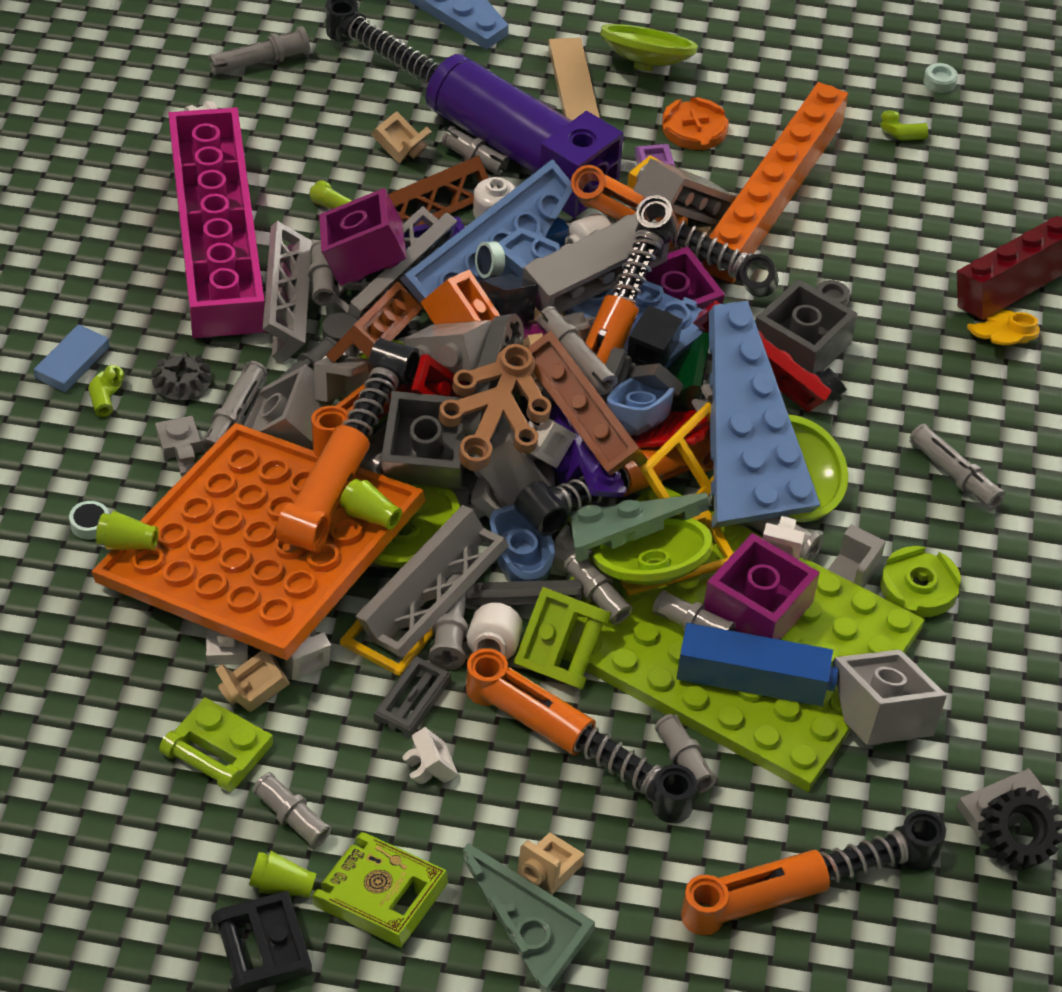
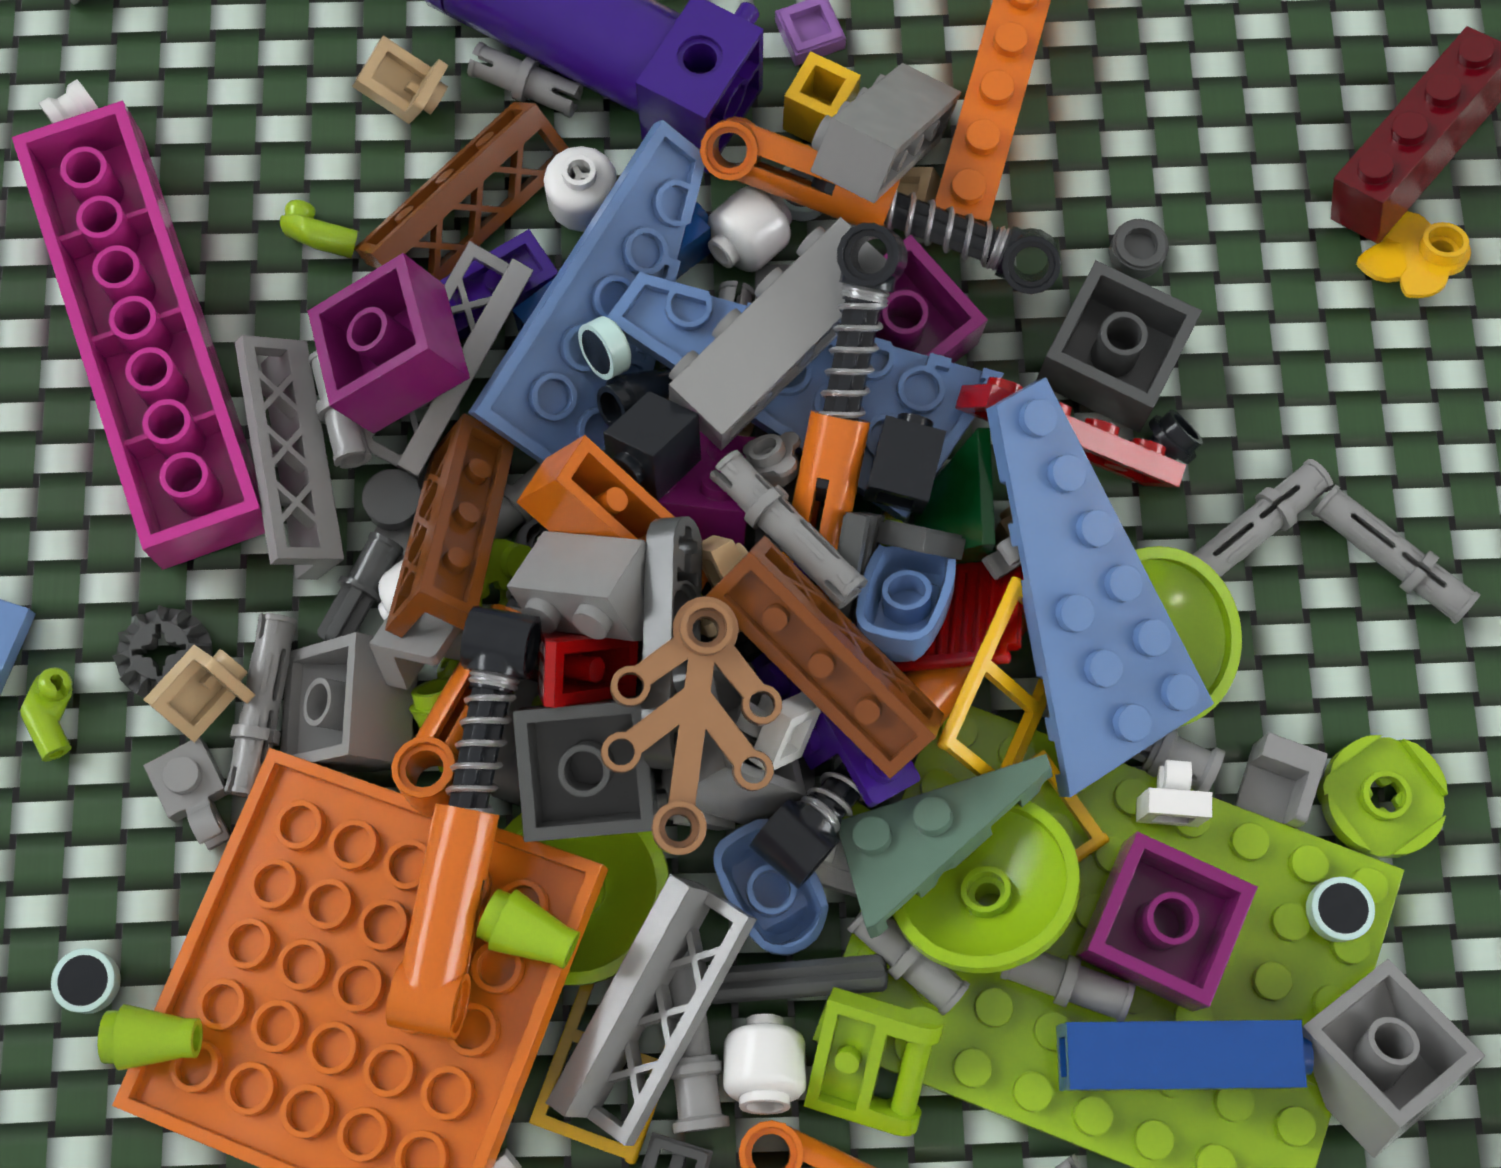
camera: 10 degrees left, 25 degrees up
(202, 387) = (198, 690): none -> tan bracket
(875, 620) = (1340, 909): none -> tile
(883, 432) = (1273, 511): none -> light grey pin

